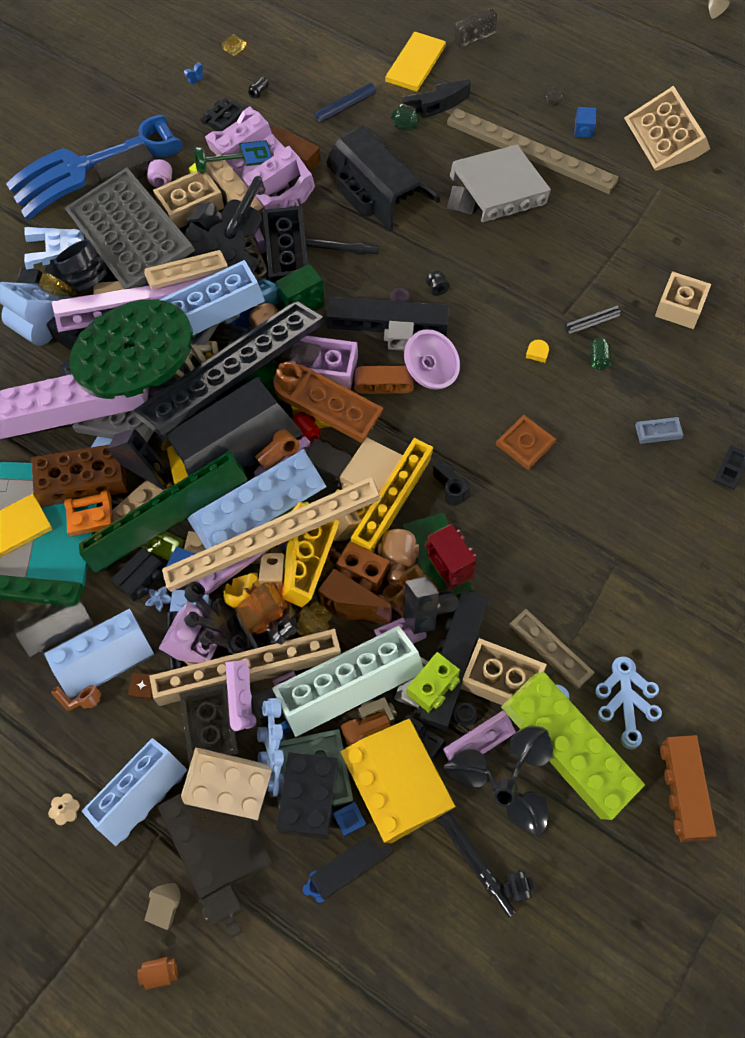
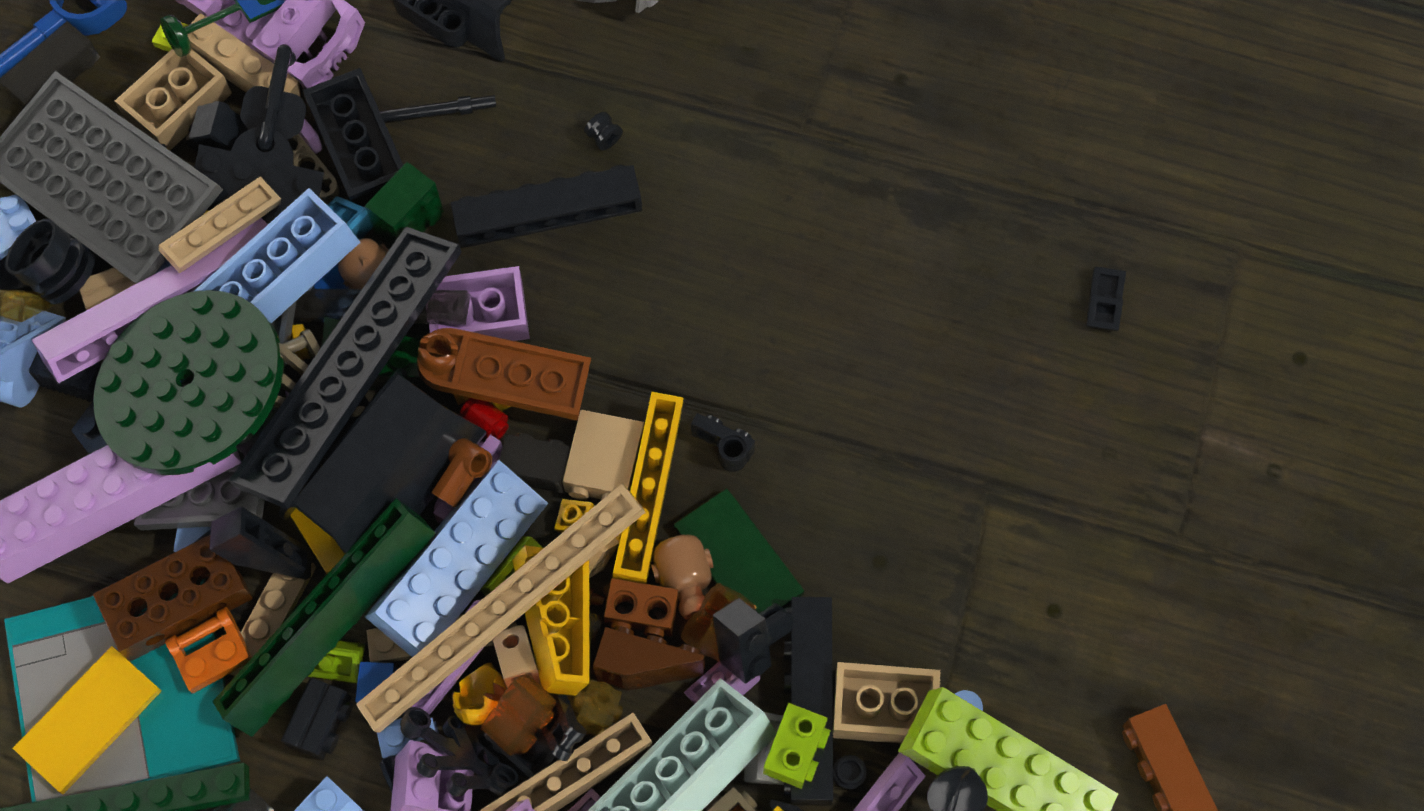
camera: 20 degrees left, 5 degrees up
(158, 598) = (358, 744): light blue plant -> none
(159, 173) = (109, 65): lavender head -> none
(383, 380) = (573, 309): dark orange beam -> none
(398, 334) = (574, 232): light grey brick -> none
(399, 295) = (552, 167): clear purple tile -> none
(437, 353) = (645, 250): lavender dish -> none
(451, 556) = (762, 555): dark red brick -> none
(525, 442) = (809, 345): dark orange plate -> none
(538, 350) = (783, 197): yellow tile -> none
(551, 649) = (937, 641): dark tan tile -> none
(593, 319) = (847, 124): axle -> none
(600, 354) = (874, 178): clear green brick -> none
(628, 698) = (1060, 677): light blue plant -> none
(659, 430) = (990, 272): sand blue plate -> none
(682, 300) = (967, 61): tan brick -> none

